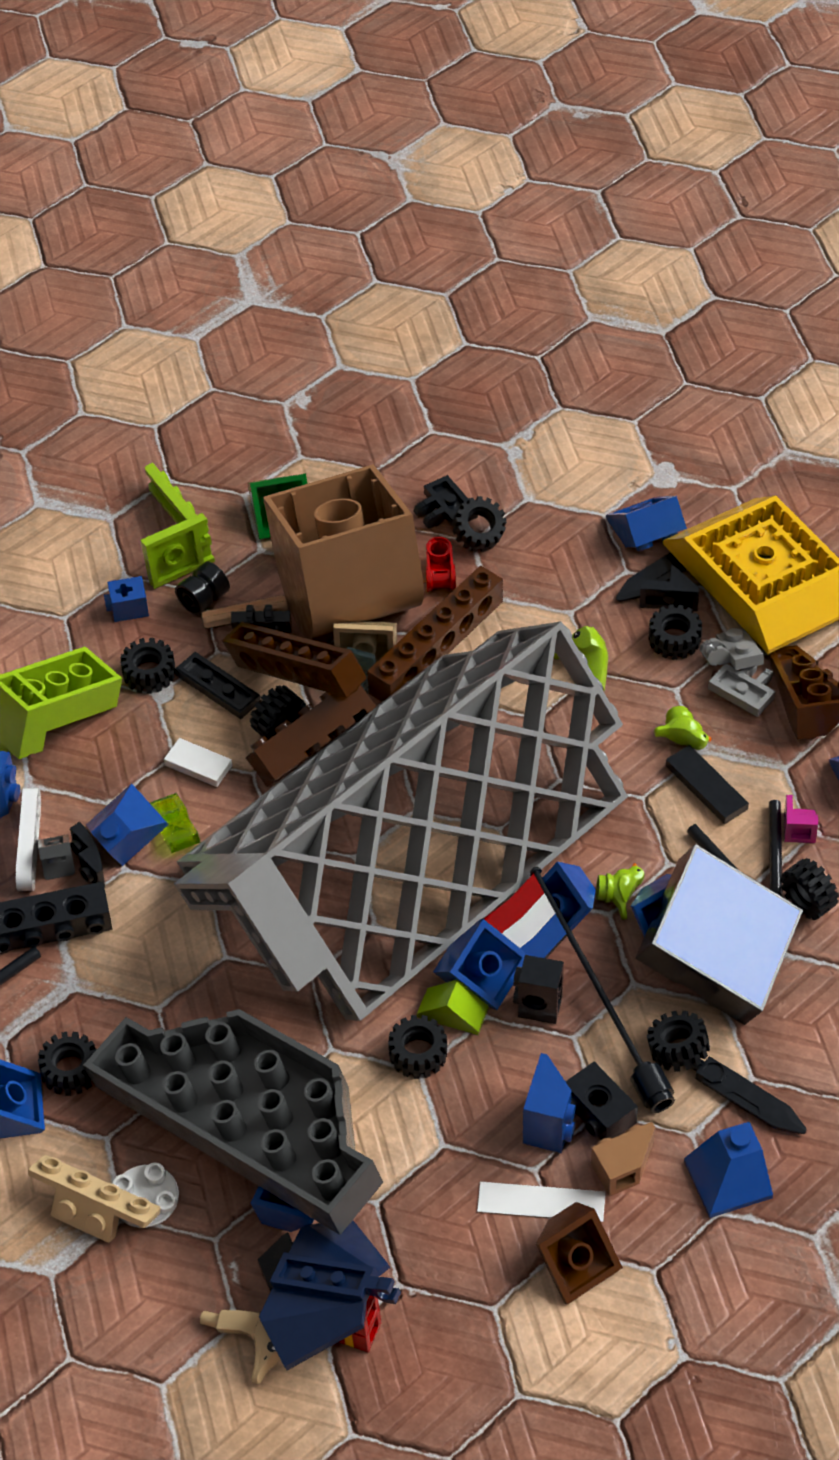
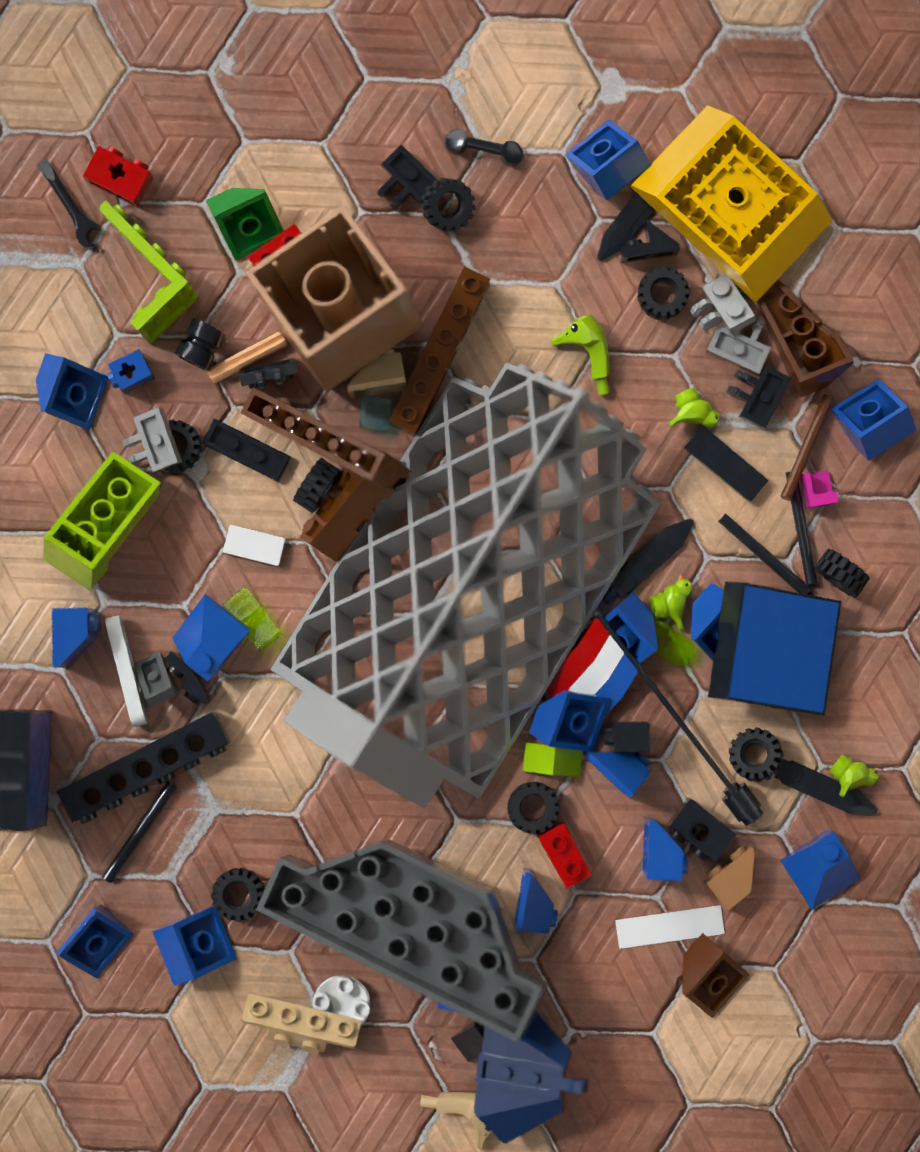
camera: 20 degrees left, 35 degrees up
(65, 600) = (69, 390): none -> blue slope
(125, 487) = (82, 224): none -> black piece
(128, 647) = (156, 440): none -> light grey hinge
(171, 454) = (128, 188): none -> red brick
(388, 1132) = (534, 907): none -> blue slope
(439, 564) = (422, 265): red piece -> none
(439, 1094) = (564, 855): none -> red brick
(520, 1021) = (621, 769): none -> blue slope
(552, 501) = (510, 152): none -> black bar
(610, 848) = (648, 559): none -> black piece
(615, 936) = (679, 648): none -> clear neon green plate
(756, 731) = (764, 397): none -> black hinge
(784, 1083) = (852, 774): none -> lime animal
(795, 782) = (807, 447): none -> reddish brown bar

